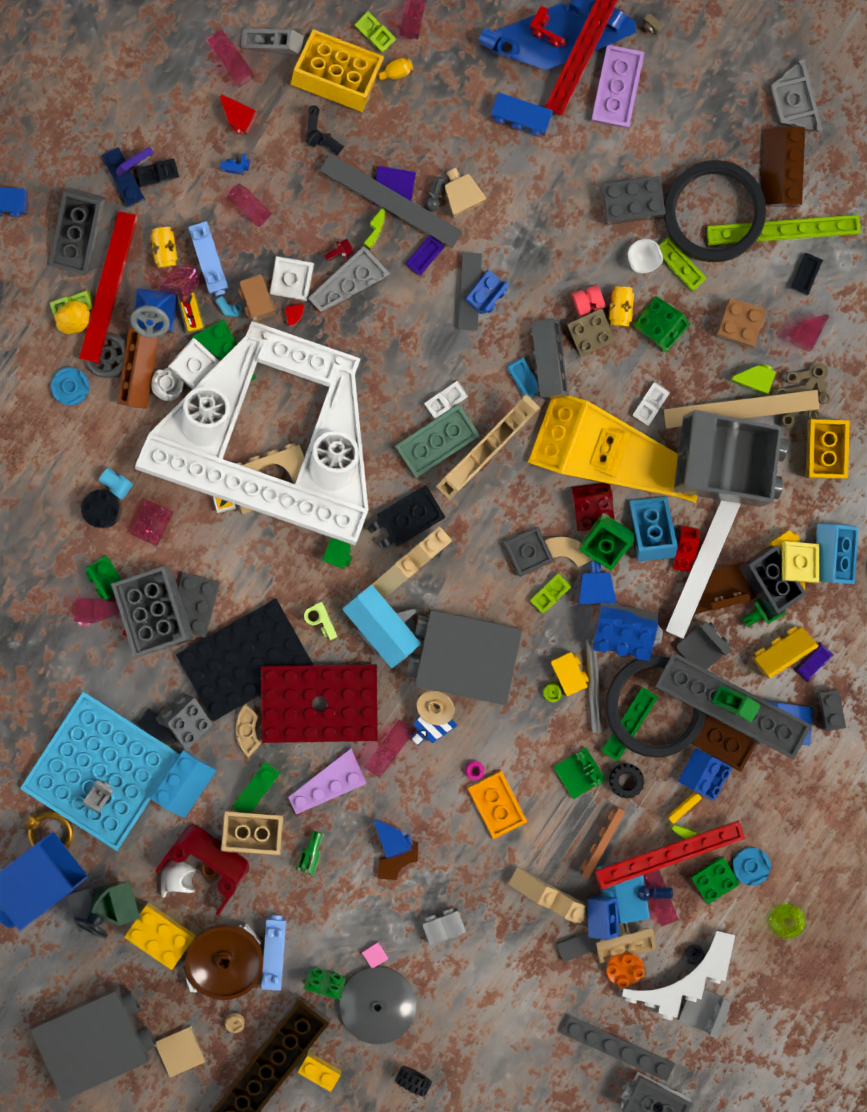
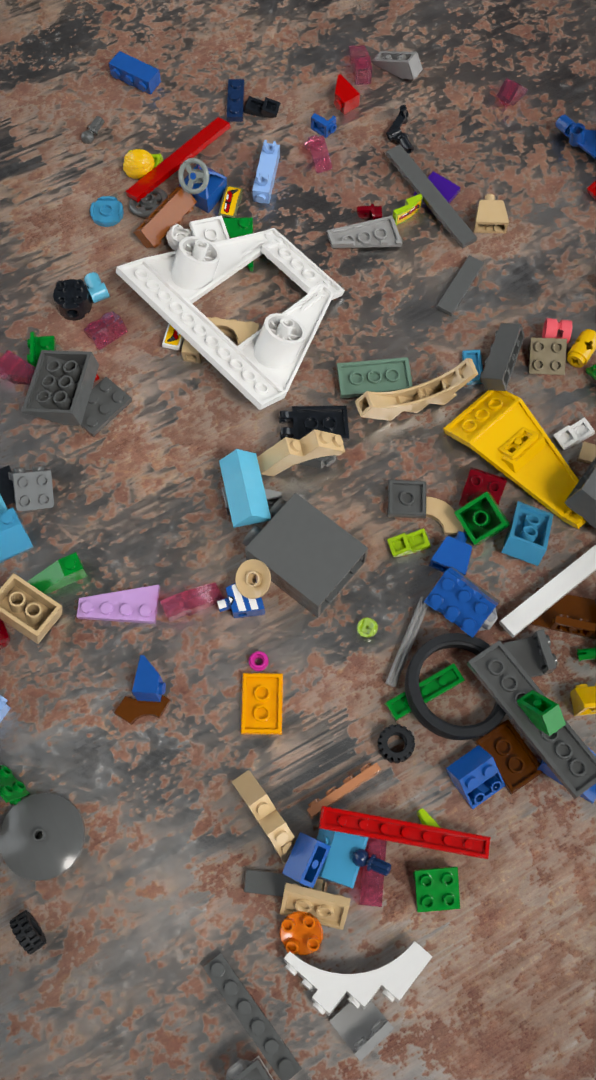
camera: 25 degrees right, 20 degrees down
(76, 230) = (180, 113): dark grey slope -> none
(135, 161) = (249, 88): dark purple tile -> none
(164, 256) = (237, 151): yellow piece -> none
(181, 281) = (235, 175): clear pink bracket -> none
(227, 309) = (264, 216): medium azure arm -> none
(229, 662) = (113, 468): black plate -> none
(246, 731) = (78, 526): tan tile -> none
(257, 297) = (287, 209): medium nougat brick -> none
(289, 695) = (171, 556): dark red plate -> none
(291, 278) = (322, 215): white tile -> none
(294, 314) = (309, 239): red tile -> none
(310, 855) = (66, 658): green arm -> none
(328, 628) = (197, 467): yellowish green plate -> none
(337, 70) = (434, 100): yellow slope -> none
(338, 553) = (243, 419): green slope -> none
(374, 31) = (477, 90): lime slope -> none
(375, 955) = (69, 785): bright pink tile -> none
(397, 69) = (482, 119): yellow plant -> none
(425, 255) = (437, 246): dark purple tile -> none
(432, 203) = (469, 207): dark grey axle -> none
(443, 926) = (147, 790): light grey brick -> none
(446, 400) = (392, 350): white slope -> none
(486, 292) = (473, 288): blue bracket -> none
(521, 114) = (565, 184): blue brick -> none
(569, 674) = (391, 617): yellow brick -> none
(579, 773) = (354, 714): green hinge -> none
(682, 808) = (440, 797): yellow tile -> none
(687, 548) = (550, 565): red bracket -> none
(693, 954) = (378, 956): black tile -> none
(751, 866) = (480, 895): dark azure tile -> none
(780, 914) = (481, 975): clear neon green piece -> none

